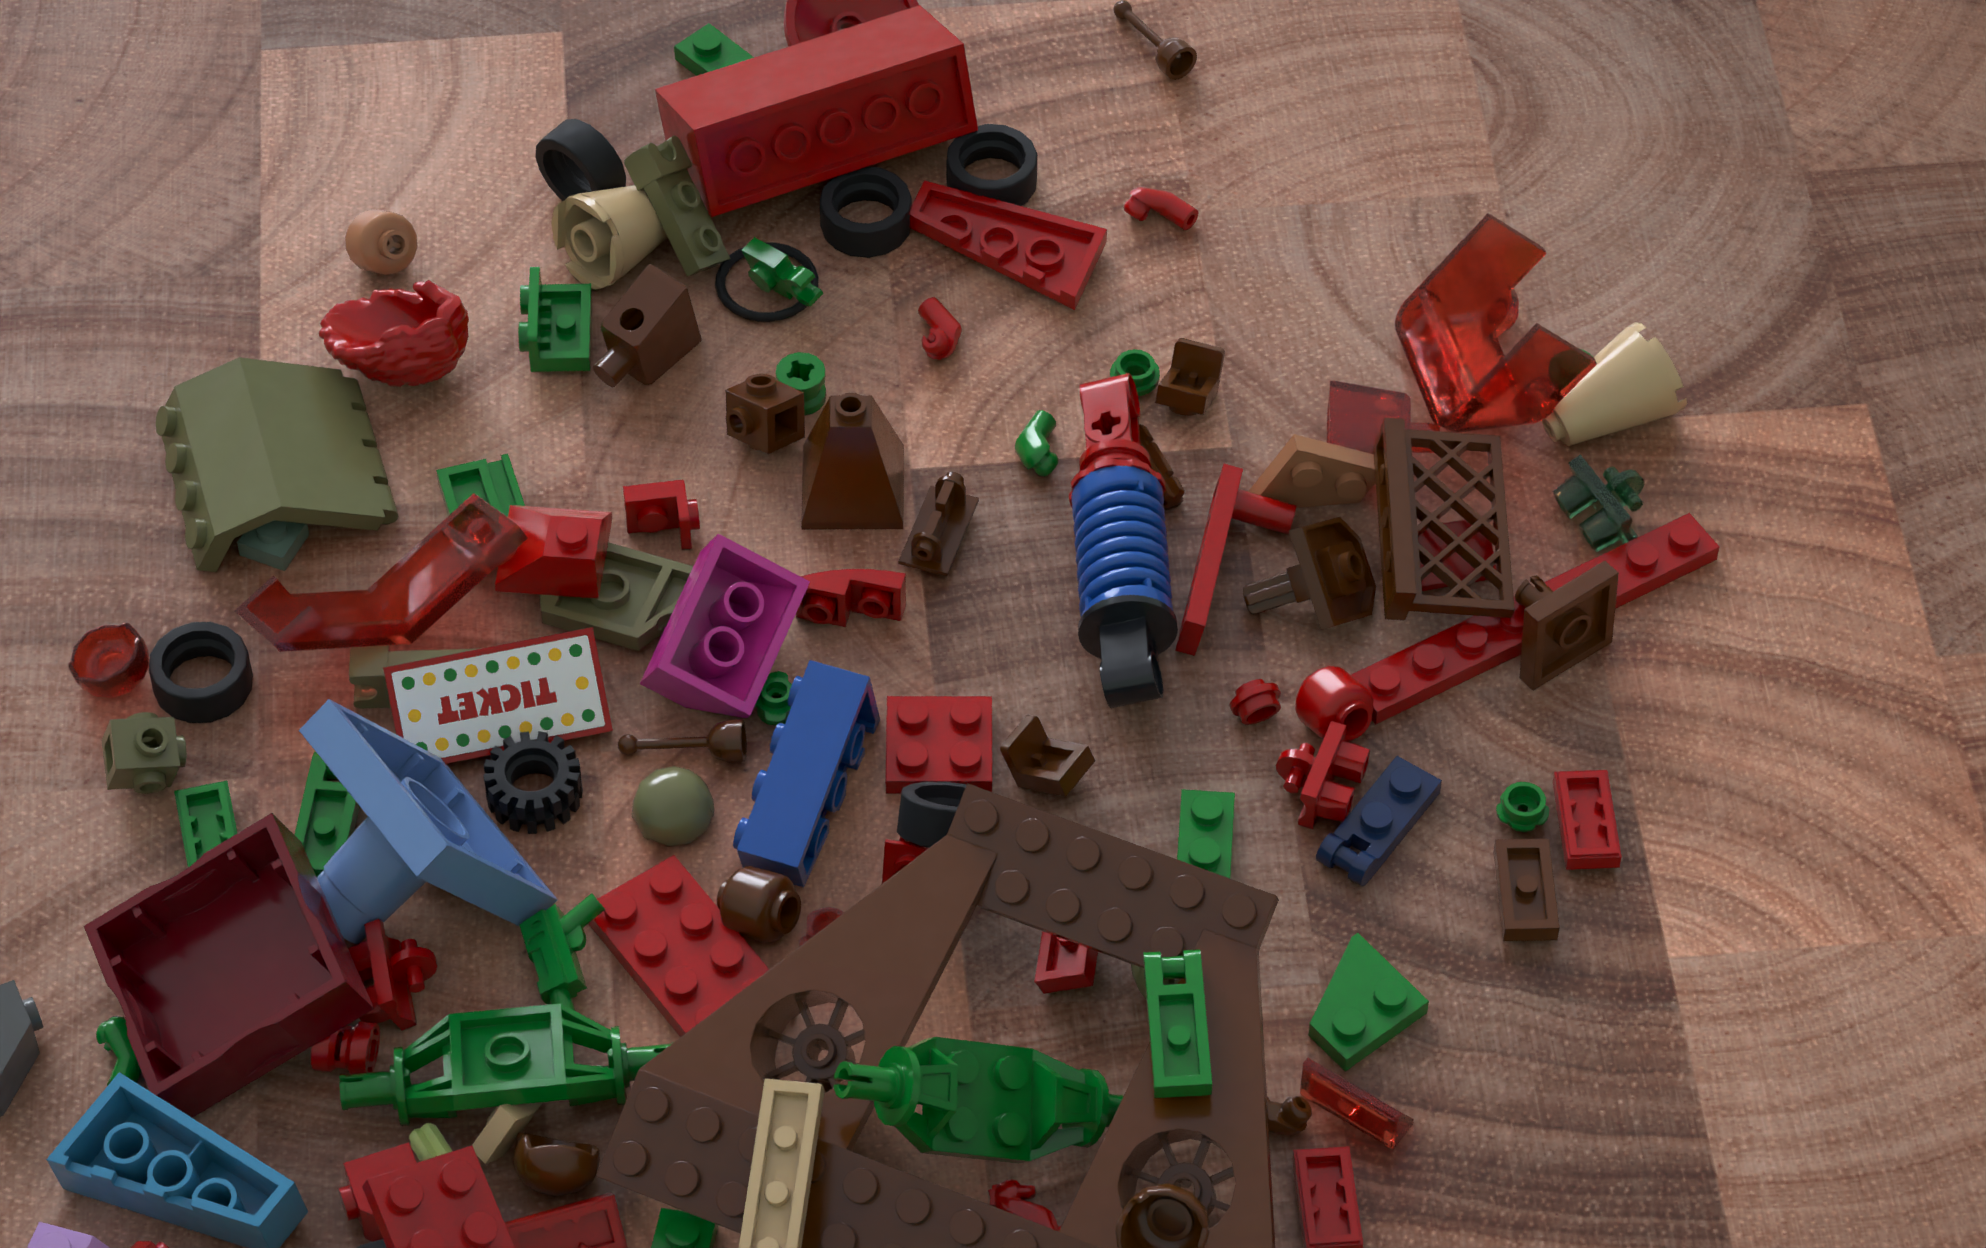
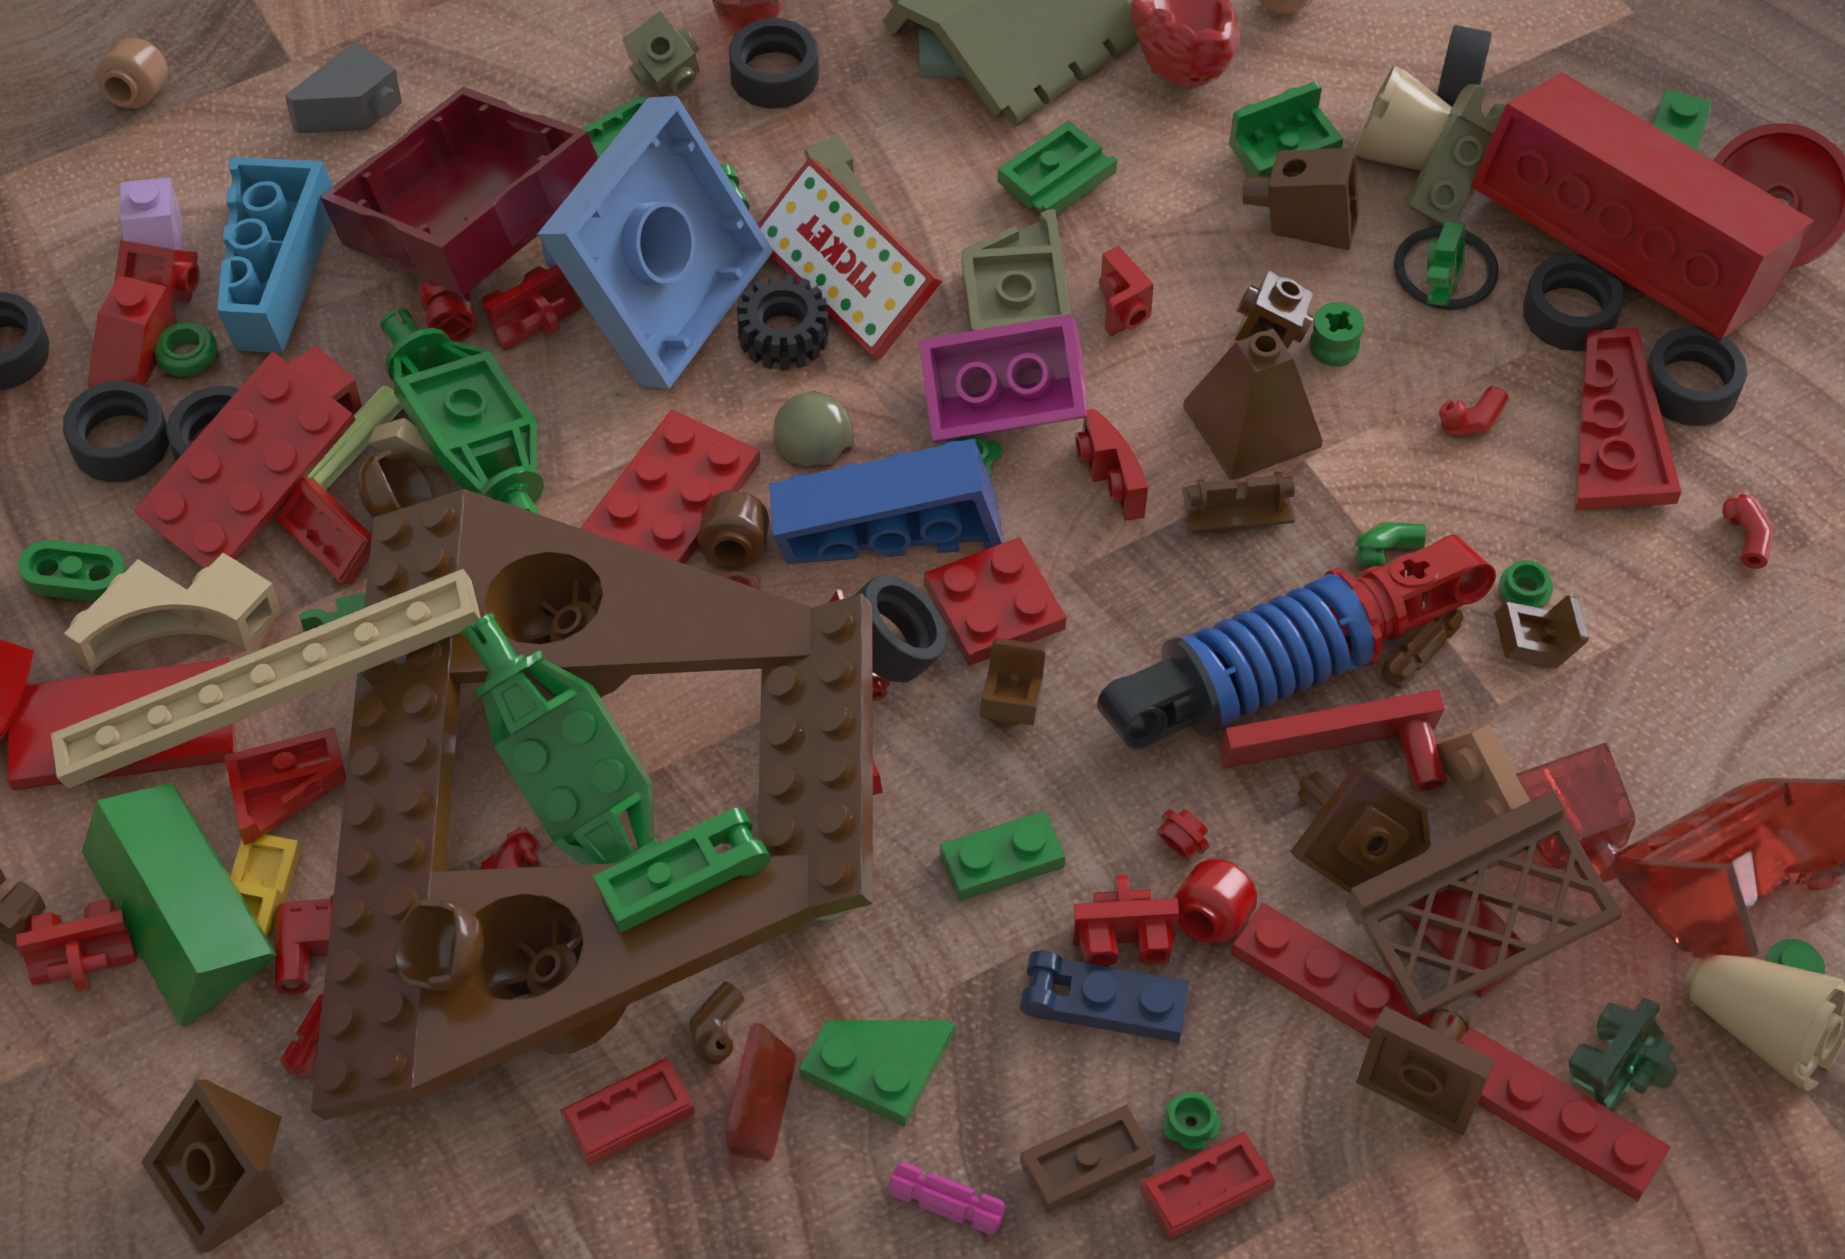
camera: 65 degrees right, 5 degrees up
(399, 602) = (883, 141): clear red windscreen -> none
(552, 947) = (617, 404): green piece -> none
(561, 553) = (1027, 232): red slope -> none
(725, 741) = (901, 434): reddish brown hinge -> none
(1513, 1003) = (946, 1198): none -> dark pink axle

